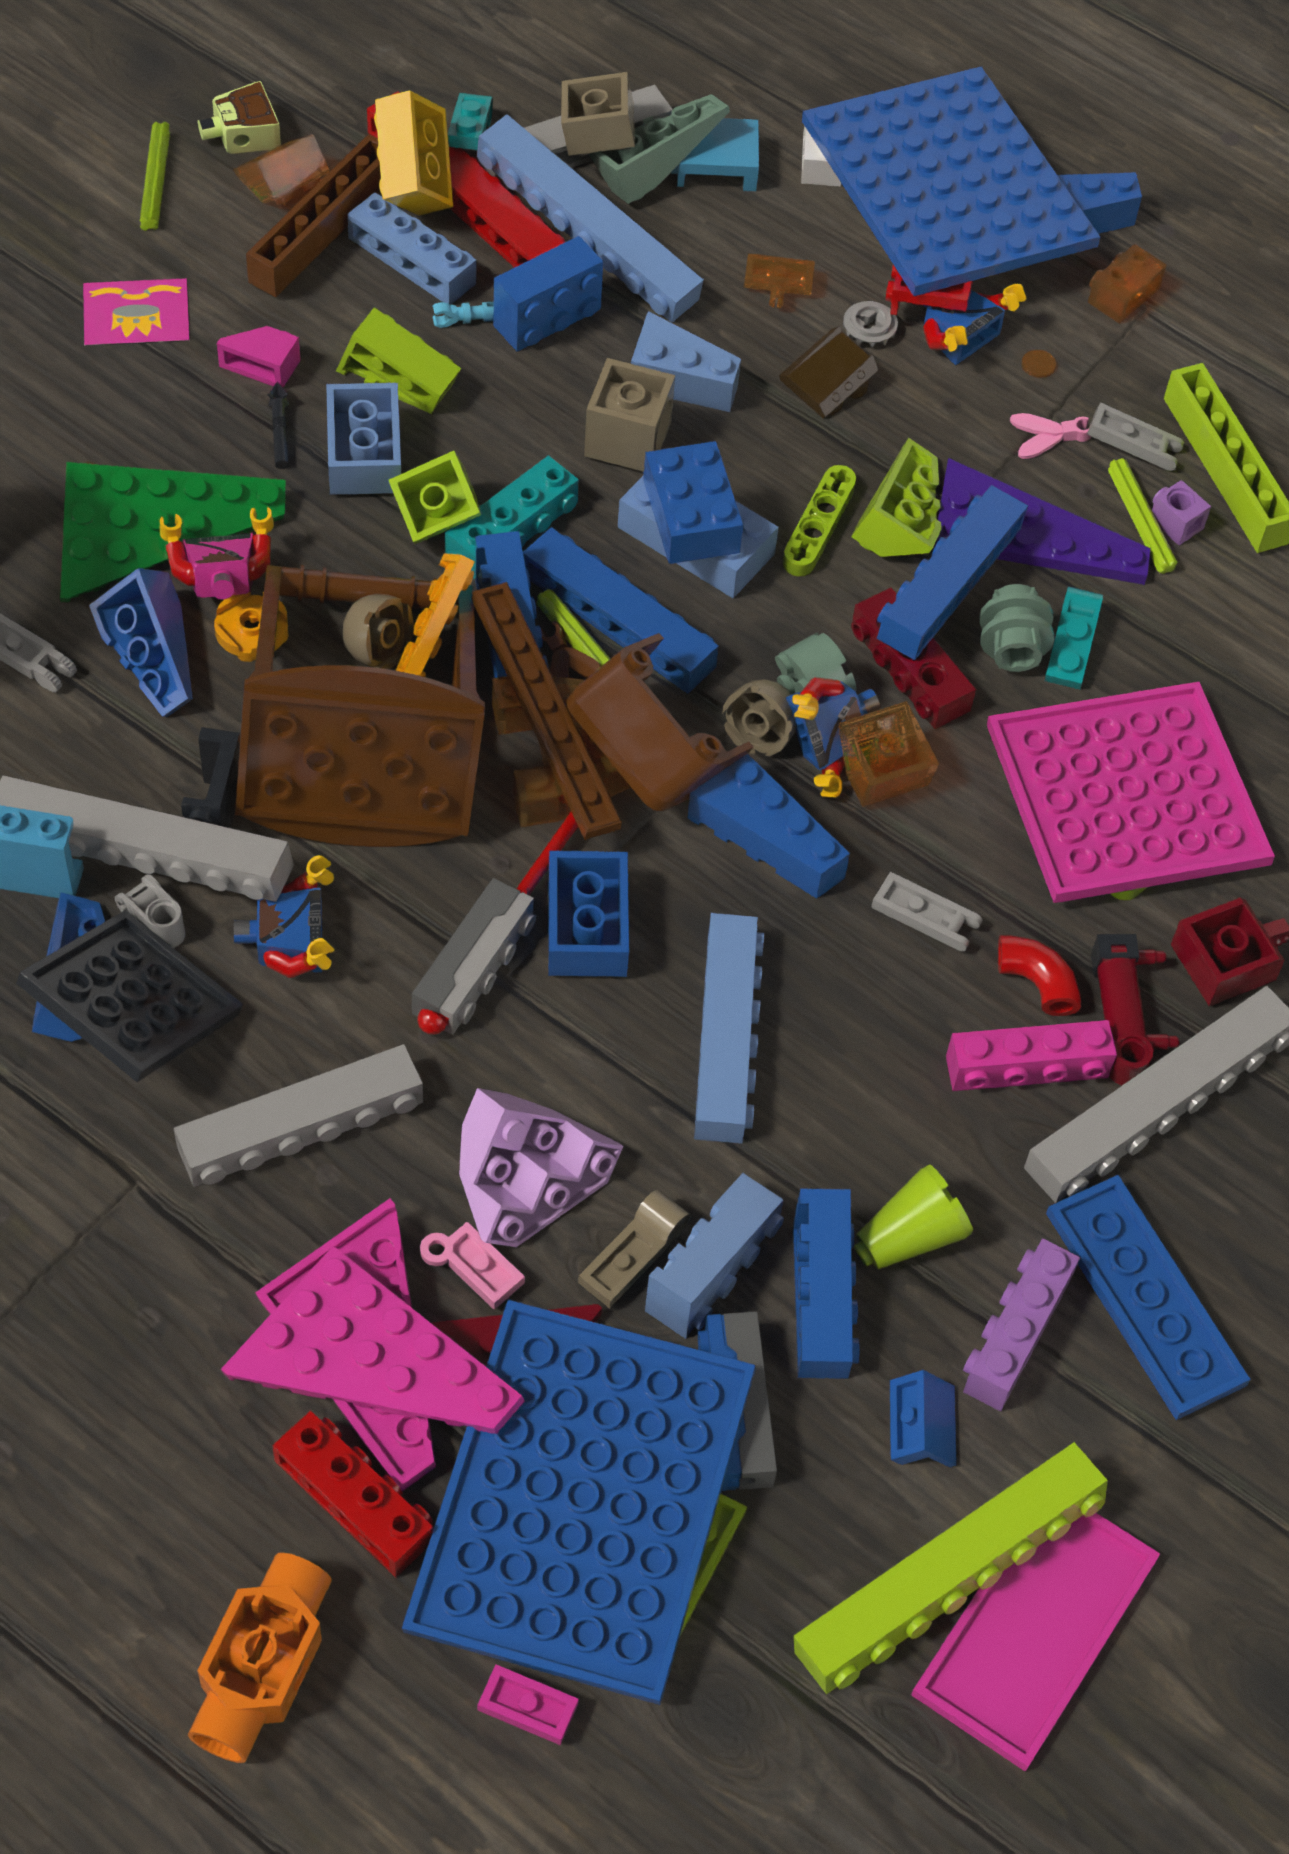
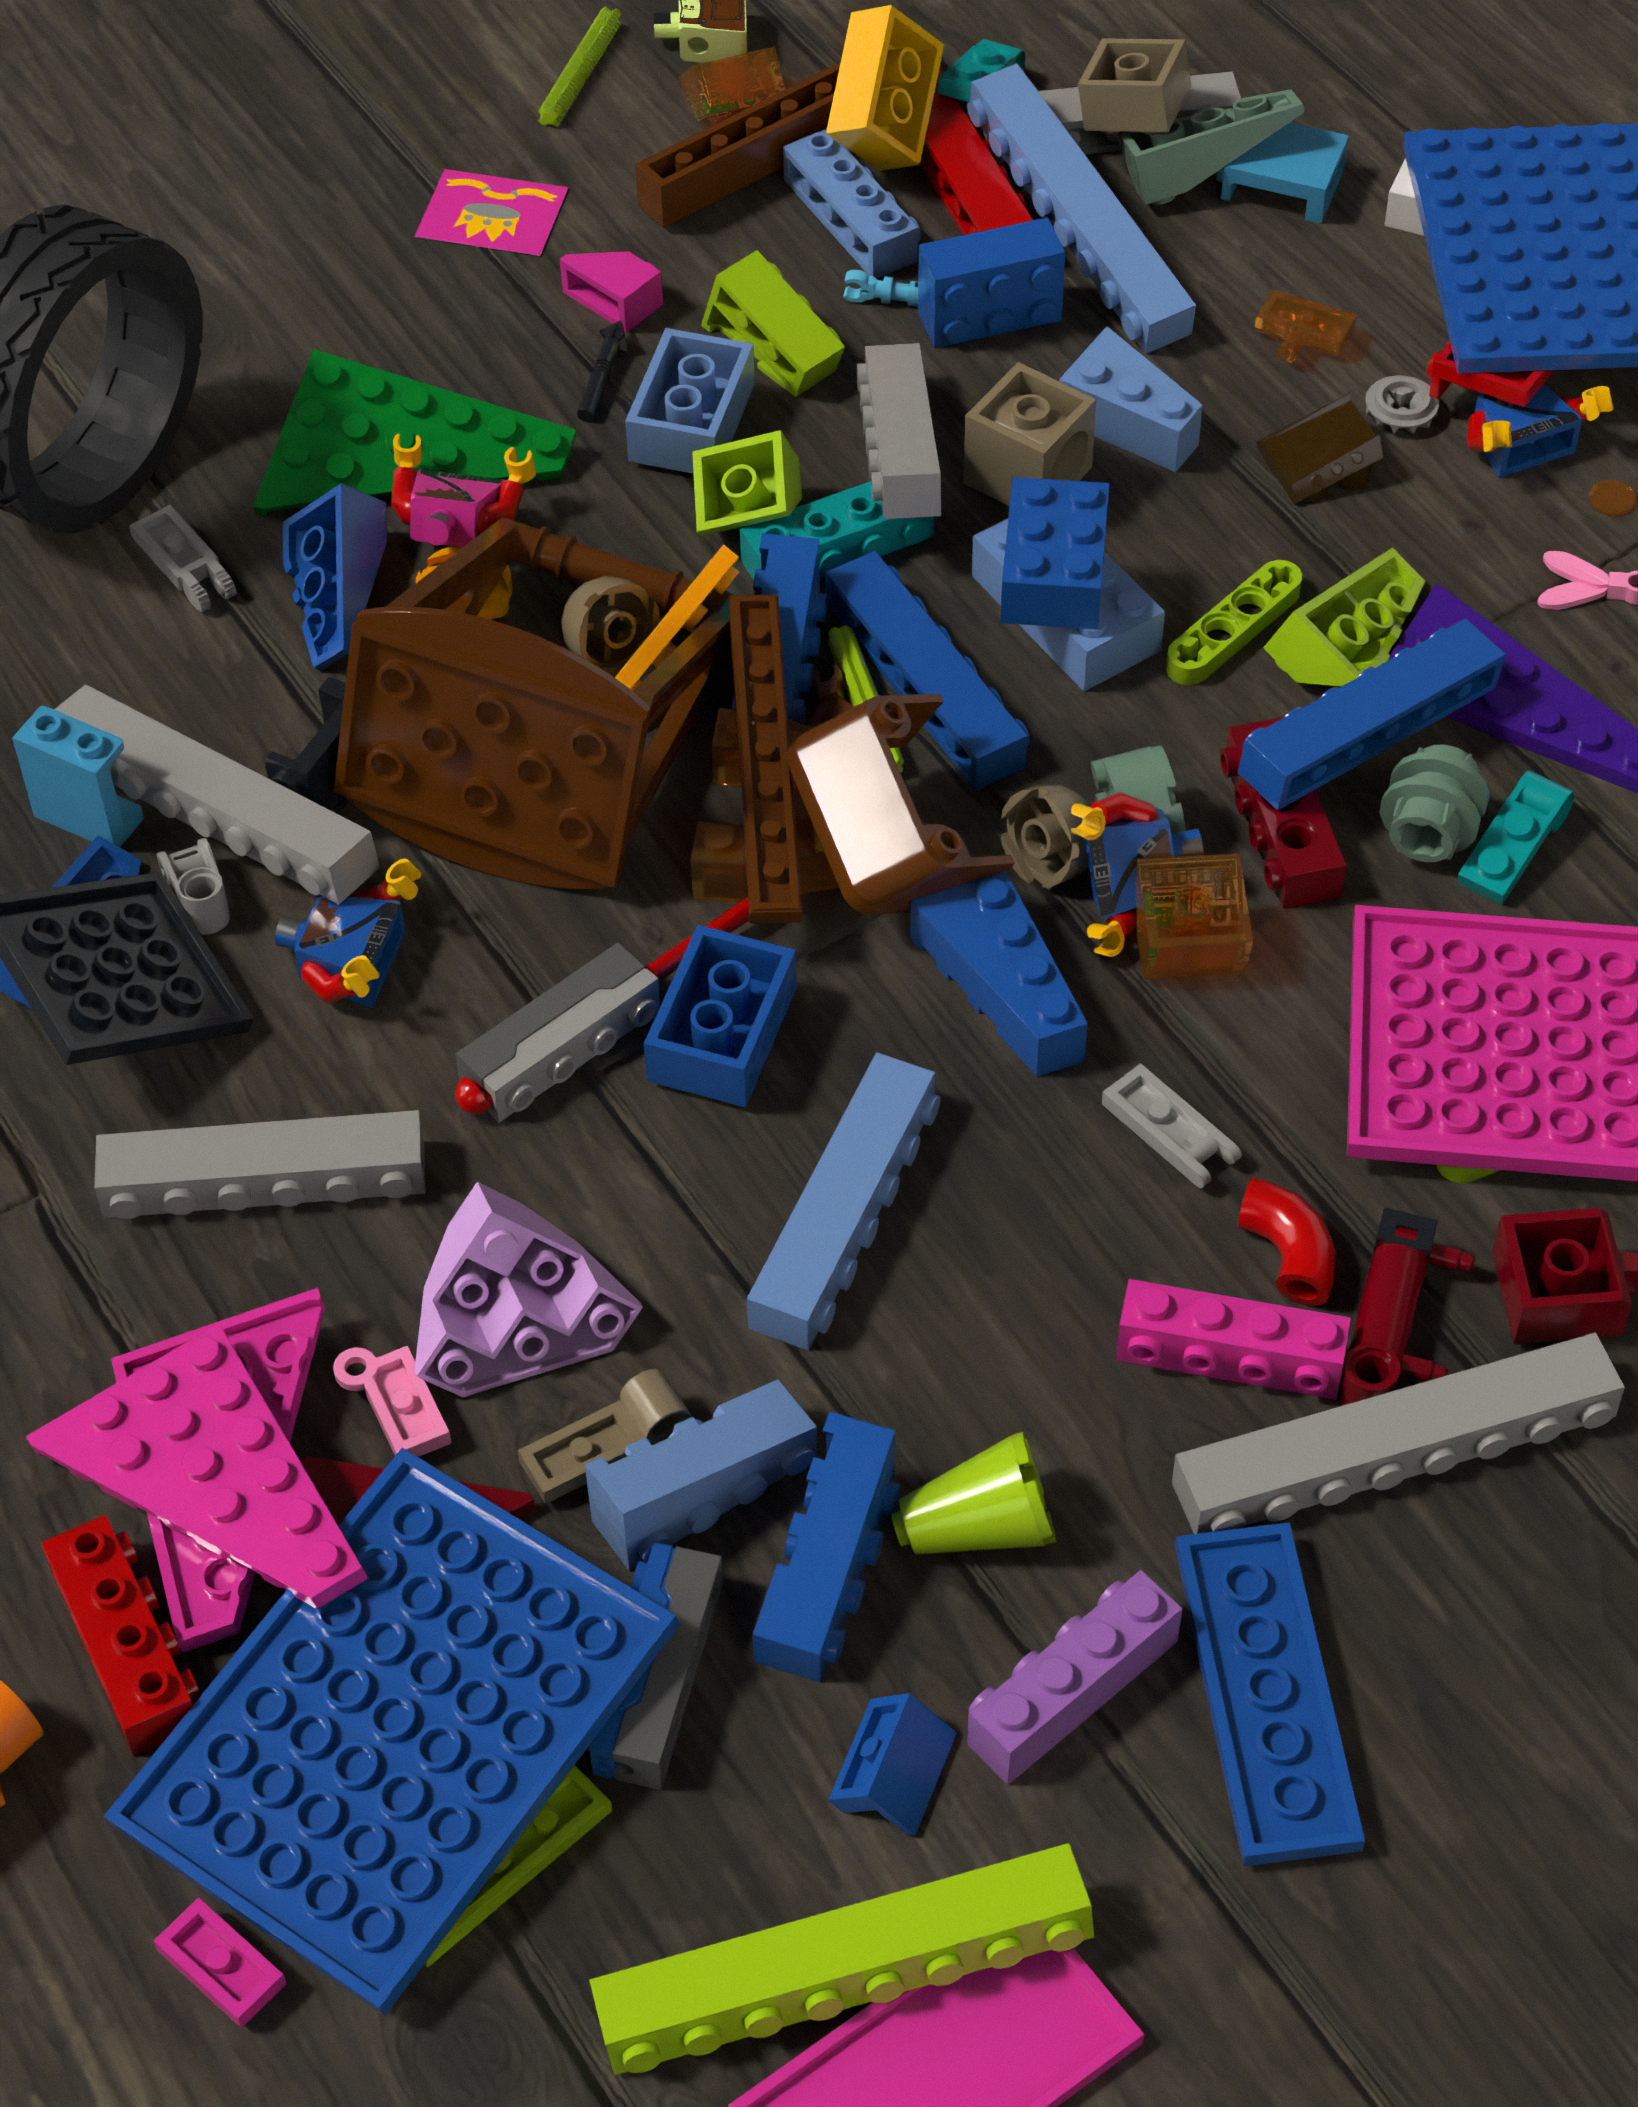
camera: 25 degrees right, 5 degrees down
(535, 428) = (899, 432): none -> light grey brick

